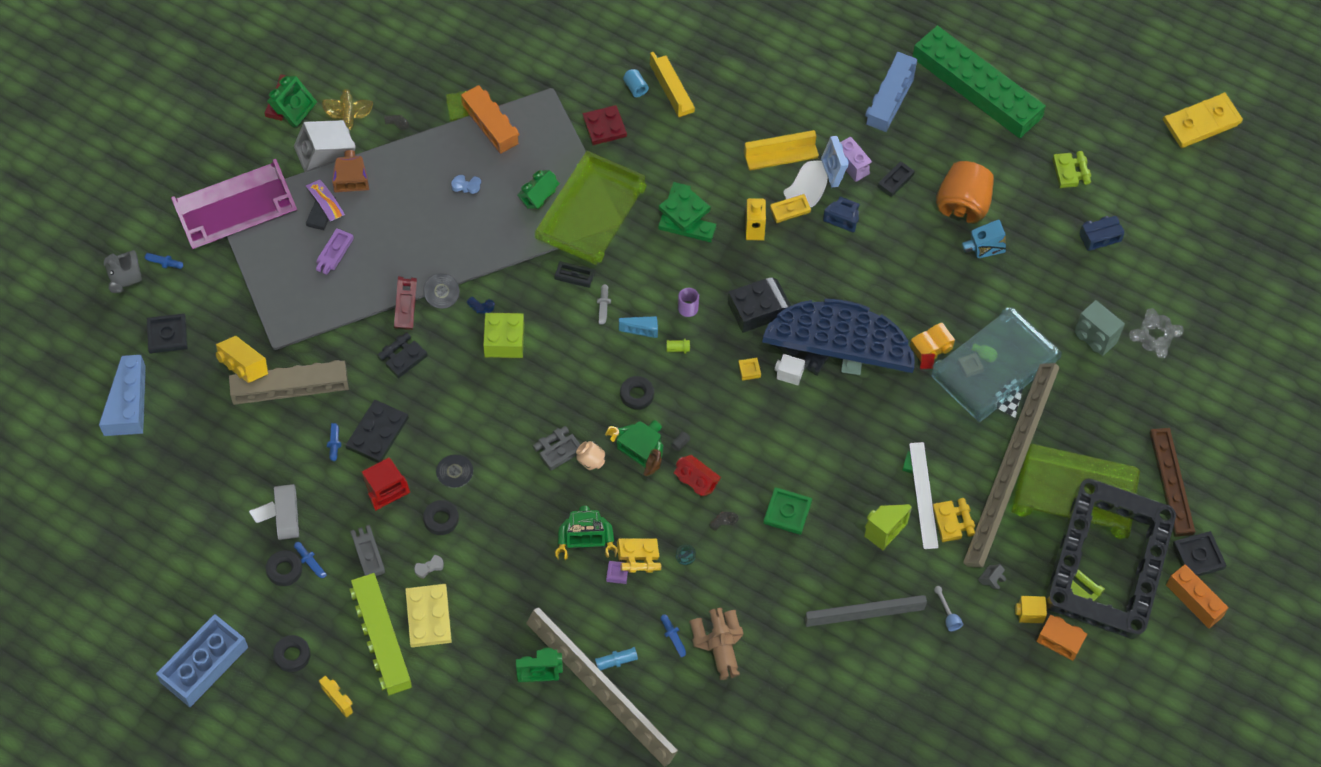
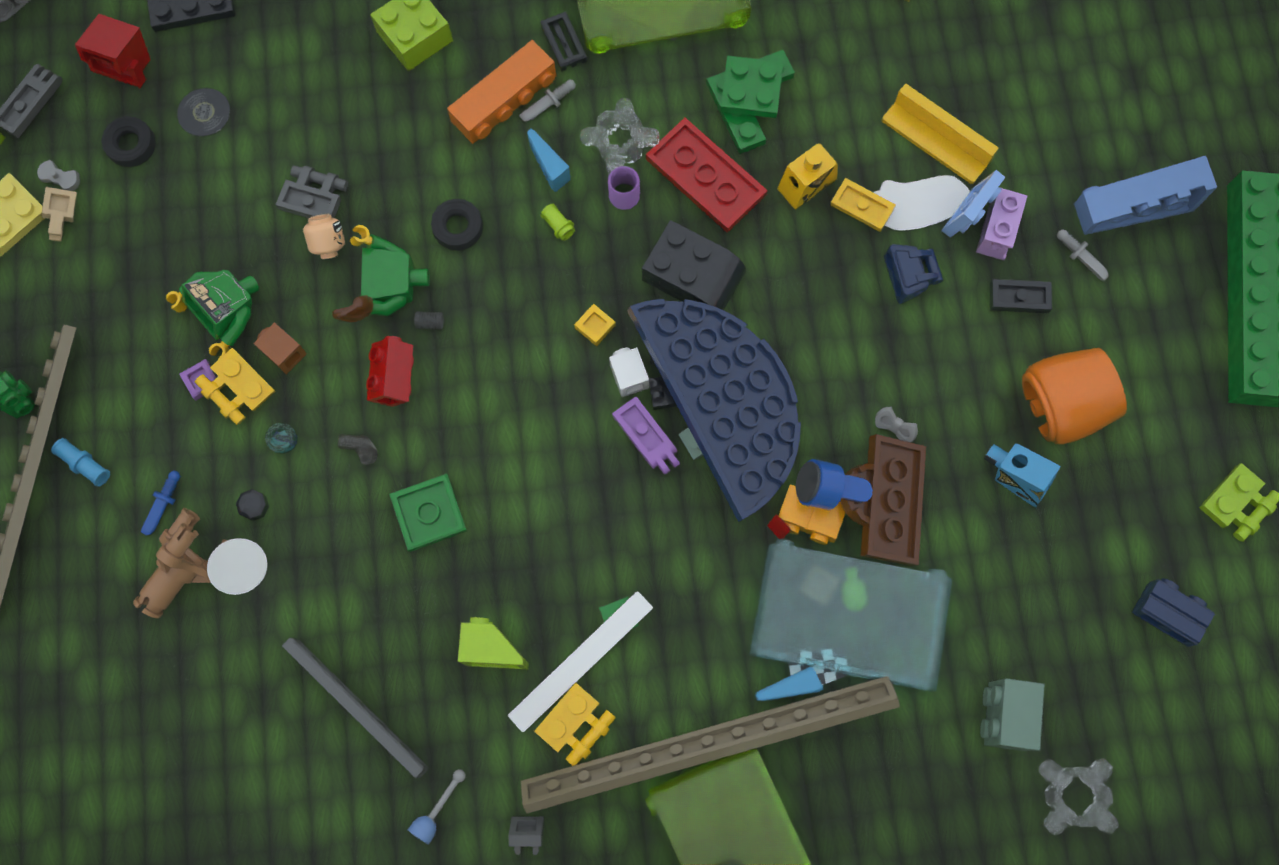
camera: 55 degrees right, 15 degrees up
(453, 575) = (58, 207): none -> tan plate
(581, 320) = (502, 92): none -> orange brick
(635, 519) = (279, 348): none -> dark orange brick
(647, 276) = (608, 122): none -> clear piece
(712, 263) = (706, 174): none -> red plate
(712, 591) = (252, 505): none -> black tile
(743, 617) = (237, 566): none -> white sticker
(830, 385) = (646, 435): none -> medium lavender hinge
(896, 139) = (1083, 255): none -> light grey piece
(923, 275) = (887, 419): none -> light grey piece
(948, 306) = (879, 495): none -> reddish brown plate
(1012, 407) = (796, 684): none -> dark azure slope

